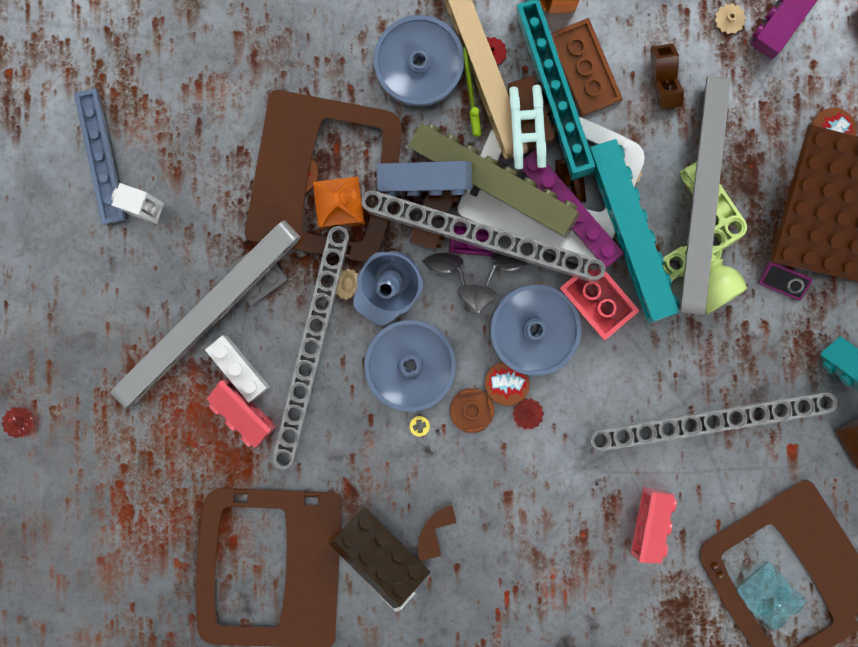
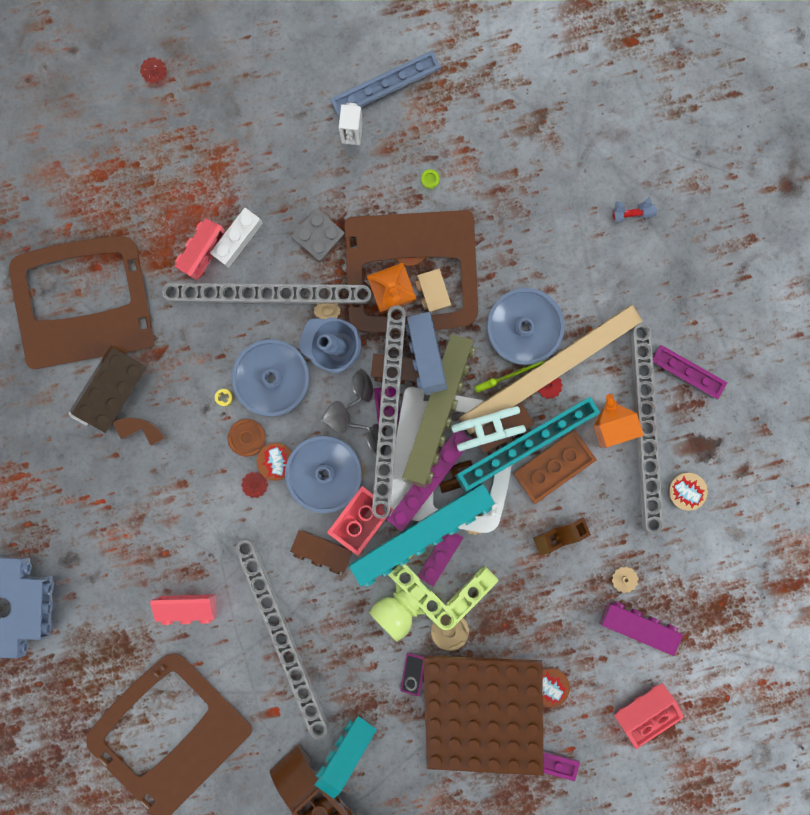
camera: 75 degrees right, 0 degrees up
(205, 314) = (274, 201): light grey beam -> none
(222, 131) = (430, 179): none -> lime tile
(353, 157) = (433, 291): none -> tan piece
(623, 353) = (321, 551): none -> reddish brown brick
(662, 223) = (439, 558): none -> magenta plate
(705, 196) = (466, 588): light grey beam -> none
(752, 238) = (454, 640): none -> tan tile
(770, 596) = (148, 719): clear light blue bracket -> none

